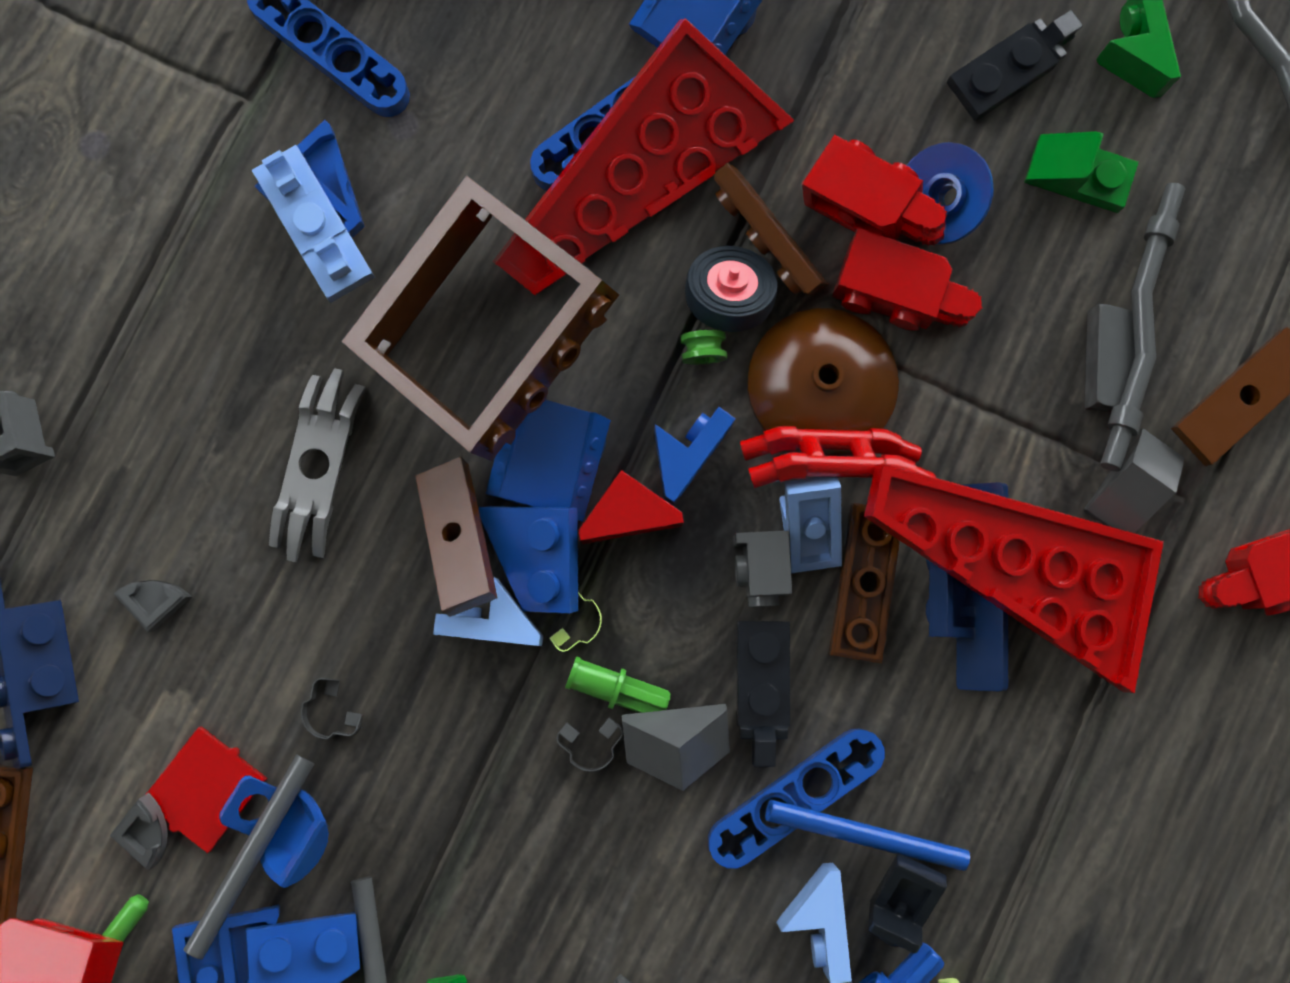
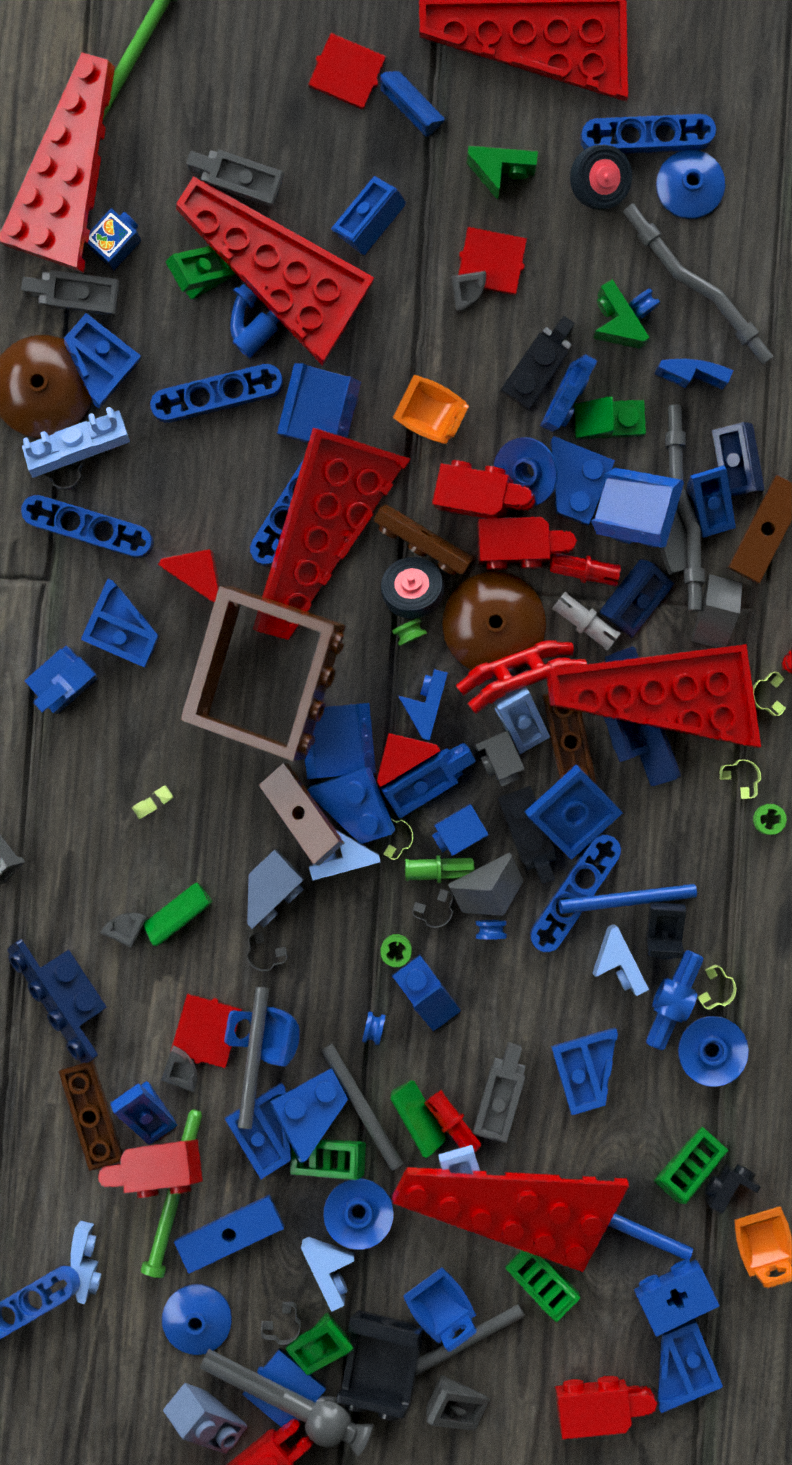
camera: 15 degrees left, 5 degrees up
(63, 872) = (144, 1112): none -> blue slope
(204, 231) = (60, 680): none -> blue piece
(230, 611) = (177, 914): none -> green slope
(255, 446) = (147, 806): none -> yellowish green piece
(312, 223) = (129, 650): light blue plate -> none
(314, 495) = (197, 823): light grey piece -> none
(370, 619) = (269, 885): none -> sand blue slope
(437, 880) = (373, 1028): none -> blue bush
(444, 150) = (195, 570): none -> red slope
(526, 789) = (385, 948): none -> bright green bush
(531, 858) = (426, 993): none -> blue slope
(649, 557) = (427, 779): none -> blue hinge
(657, 803) = (491, 929): none -> blue bush
(667, 645) = (459, 830): none -> blue brick
(838, 681) = (573, 812): none -> blue plate
(845, 64) = (431, 410): none -> orange piece
(951, 425) = (586, 621): none -> light grey pin
(976, 355) = (585, 569): none -> red axle
(1011, 236) = (579, 480): none -> blue wing
(1032, 421) = (636, 597): none -> dark blue slope
(1048, 105) = (571, 386): none -> blue wing
(1083, 296) = (637, 507): none -> slope
(1085, 746) = (726, 775): none -> yellowish green piece
(1110, 816) = (775, 828): none -> bright green bush
(1181, 611) = (777, 706): none -> yellowish green piece
(1187, 36) = (644, 304): none -> blue bush
(1188, 325) = (712, 501): none -> blue slope
(1235, 290) = (738, 452): none -> dark blue slope
(1237, 155) = (682, 370): none -> blue slope

